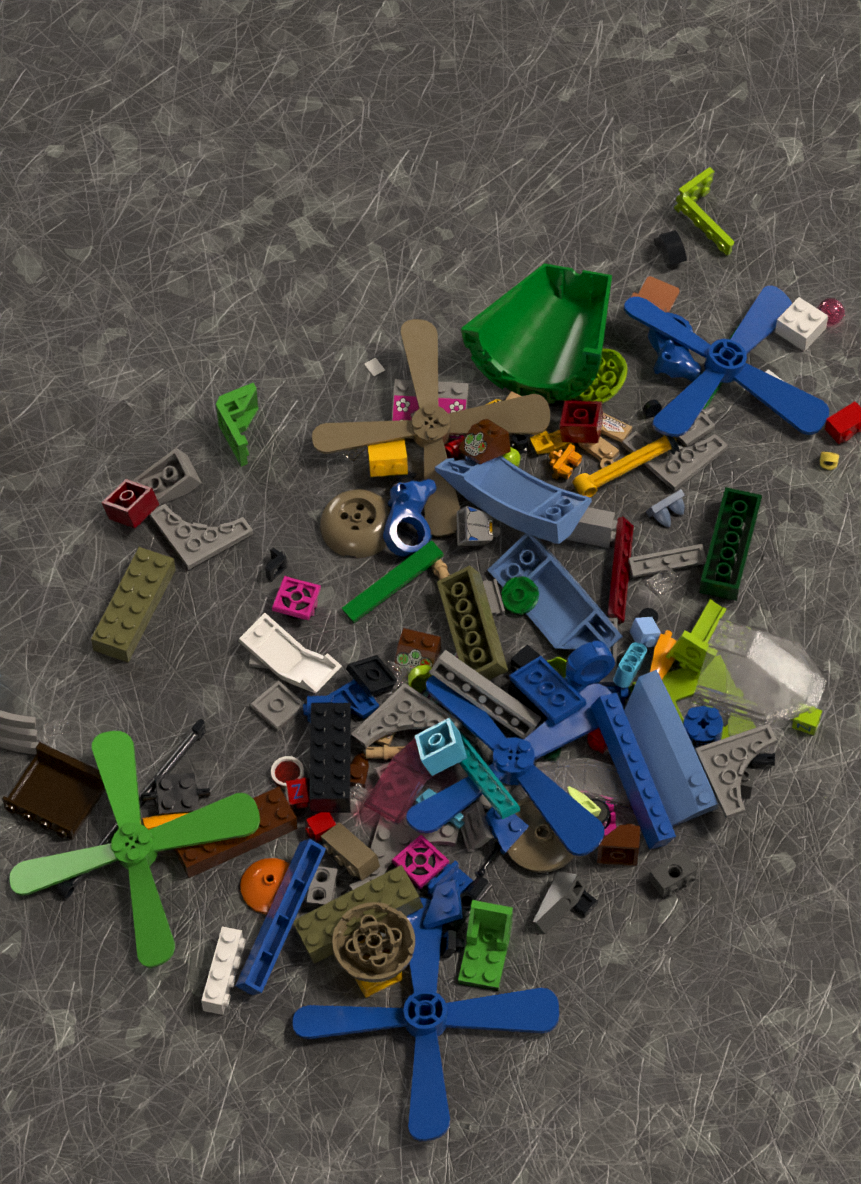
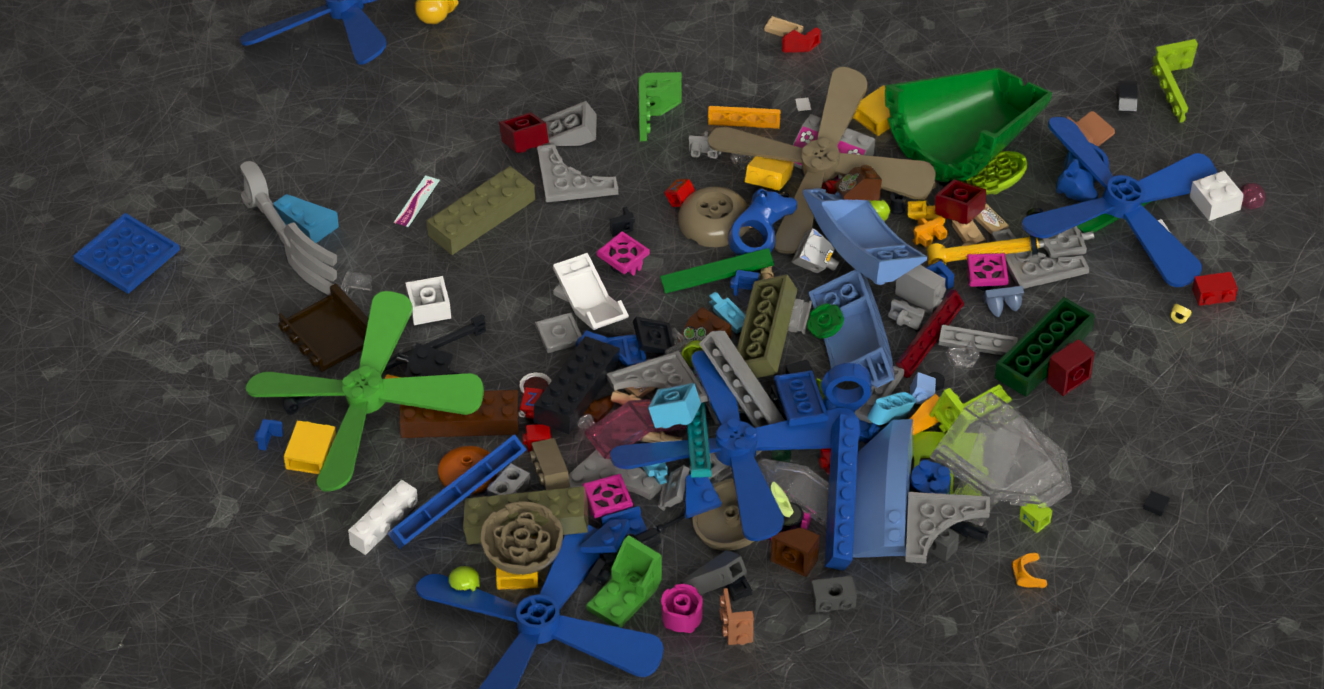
camera: 25 degrees right, 10 degrees down
(59, 921) = (267, 429): none -> blue bracket
(61, 617) = (416, 201): none -> sticker
(111, 926) = (309, 447): none -> yellow brick
(139, 721) = (428, 300): none -> white brick
(304, 449) = (700, 145): none -> light grey hips
(313, 290) = (781, 27): none -> tan tile
(313, 510) = (679, 191): none -> red brick
(328, 403) = (744, 117): none -> light orange fence
(334, 1003) = (464, 578): none -> lime hair
(337, 301) = (798, 42): none -> red slope
(422, 581) = (743, 280): none -> blue bracket
(426, 621) = (728, 312): none -> medium azure plate
(440, 780) = (653, 437): none -> tan pin
(451, 348) = (873, 112): none -> yellow brick
(548, 958) = (681, 608): none -> dark pink brick
(589, 558) = (906, 314): none -> light grey hips
(601, 502) = (942, 270): none -> blue bracket
(604, 948) = (736, 626): none -> nougat bracket
(641, 485) = (987, 271): none -> dark pink piece
(764, 557) = (1070, 367): none -> dark red brick
(823, 784) = (1022, 577): none -> light orange helmet

